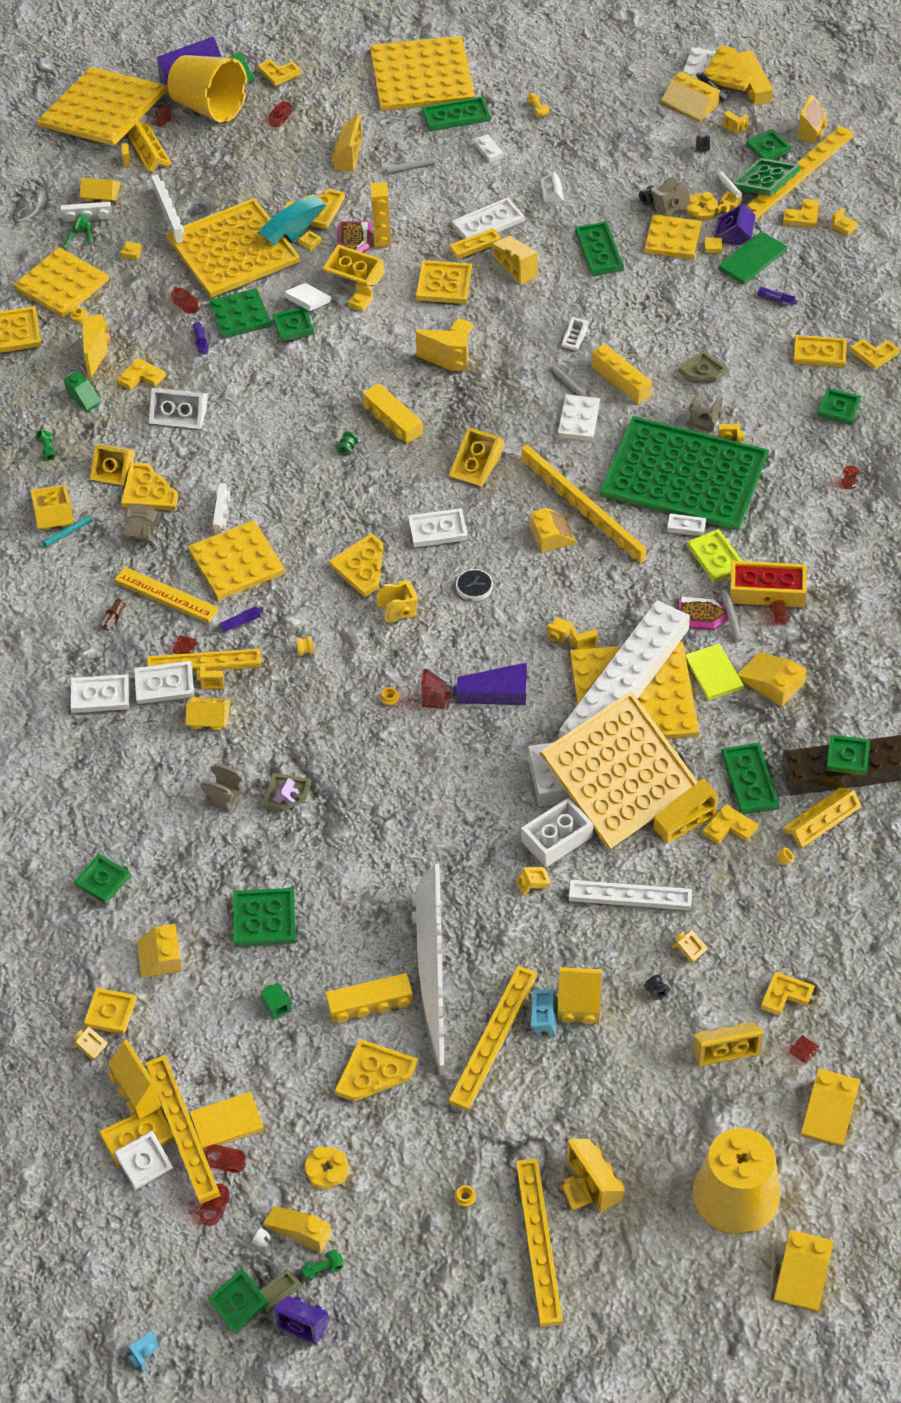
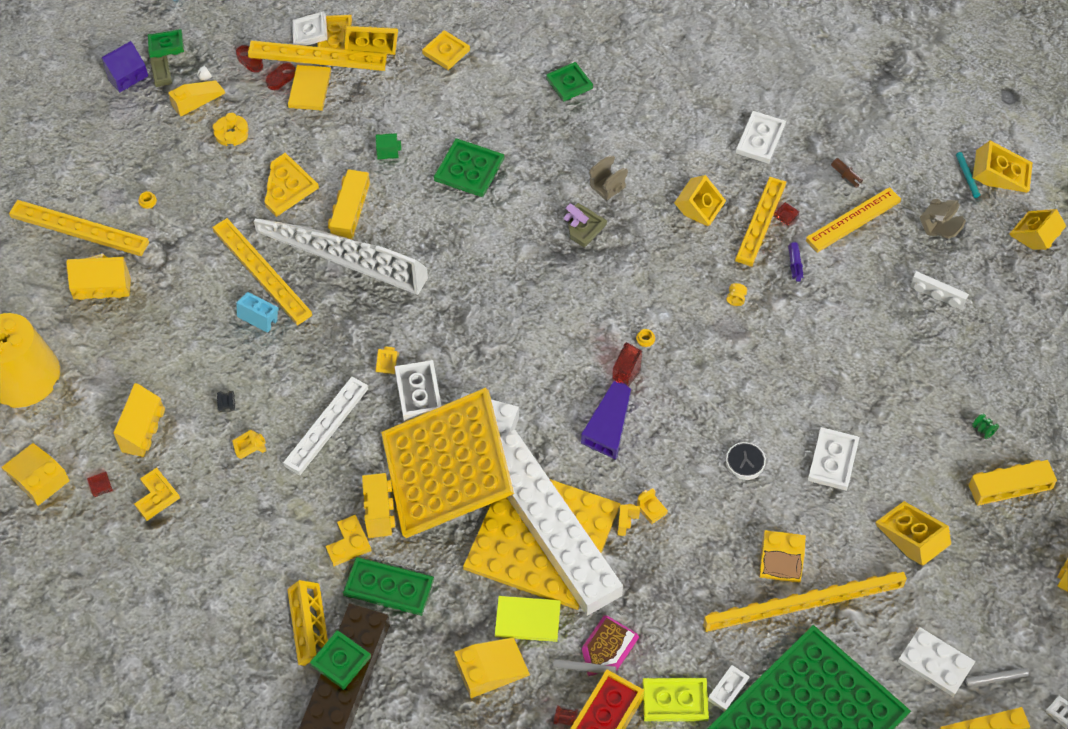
camera: 115 degrees right, 5 degrees up
(89, 1042) = (426, 28): yellow bracket -> none
(148, 489) = (993, 246): yellow plate -> none
(159, 951) = (477, 96): yellow slope -> none
(164, 682) = (748, 181): white plate -> none
(210, 679) = (738, 211): yellow bracket -> none
(236, 560) = (872, 285): yellow plate -> none
(333, 1261) = (158, 106): green bar -> none
(361, 564) = (815, 376): yellow plate -> none
(398, 601) = (748, 393): yellow piece -> none
(579, 995) = (248, 334): yellow slope -> none
(784, 857) = (282, 565): yellow hinge -> none

